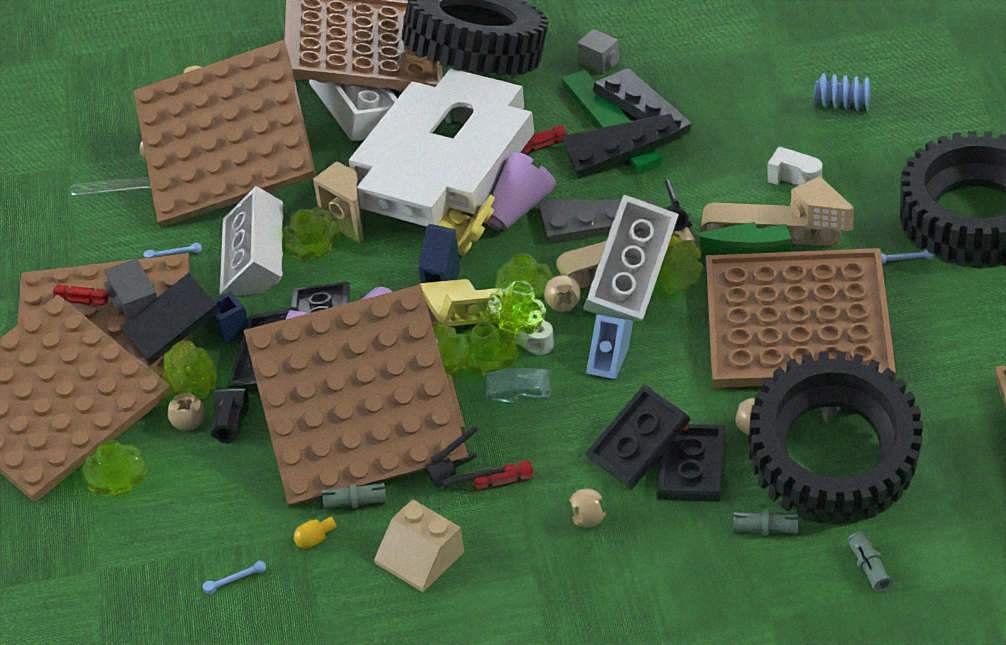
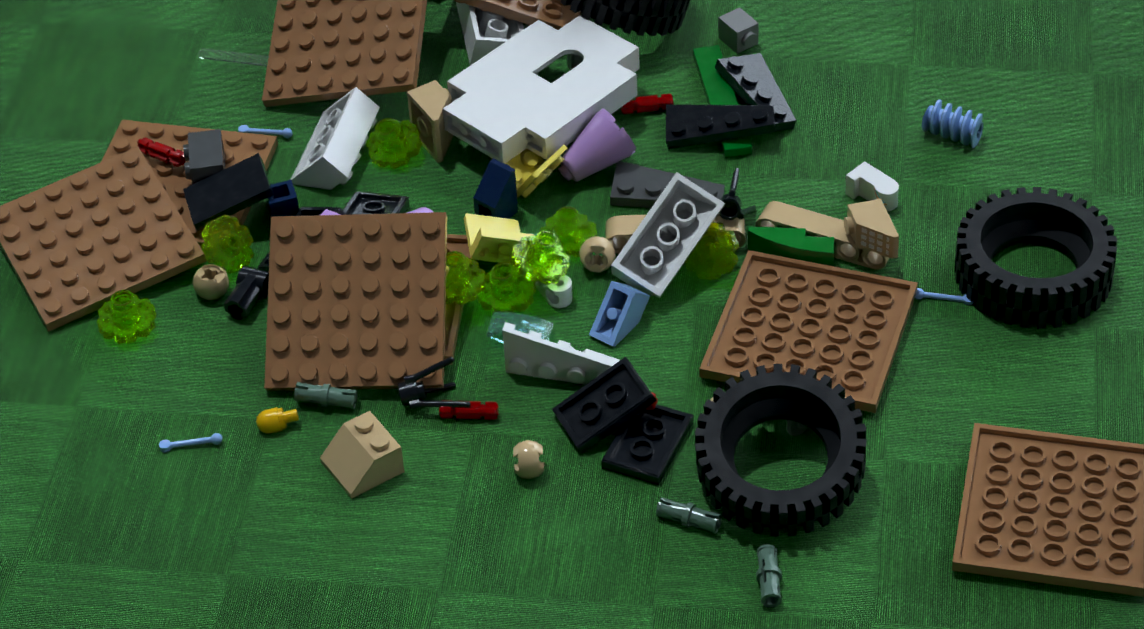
camera: 15 degrees right, 0 degrees up
(562, 406) = (545, 359): none -> white wing

